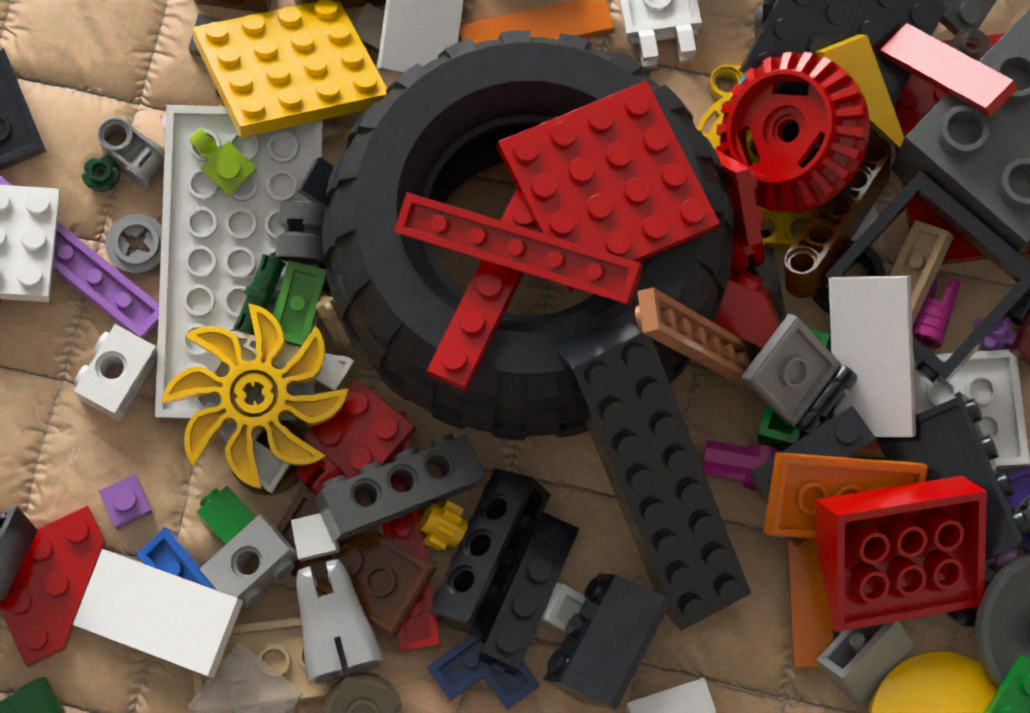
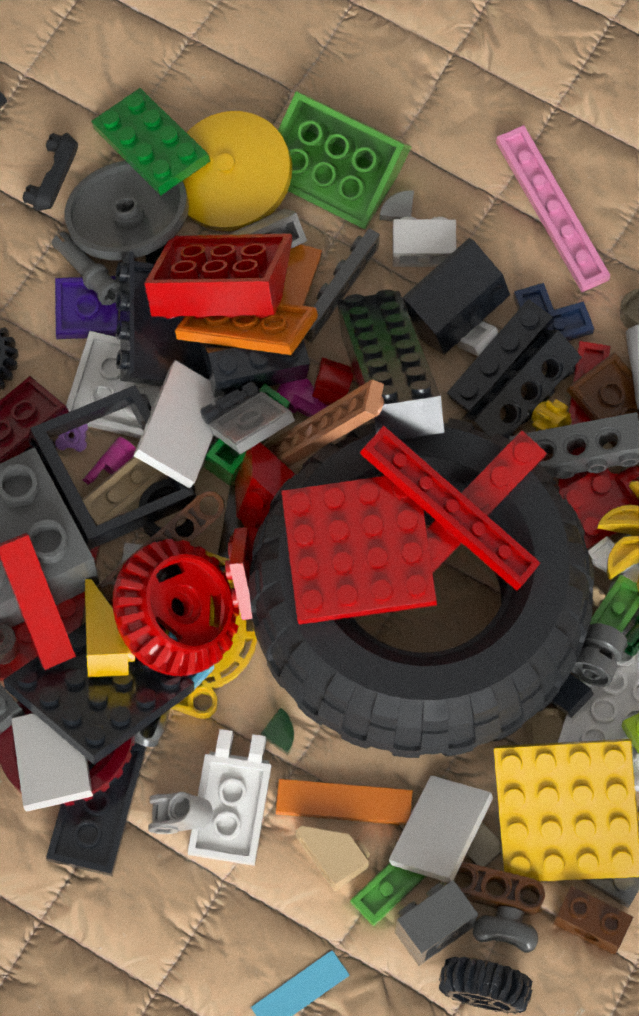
camera: 160 degrees left, 5 degrees down
(723, 478) = (331, 381): none -> red plate
(754, 642) = (345, 276): none -> dark grey plate

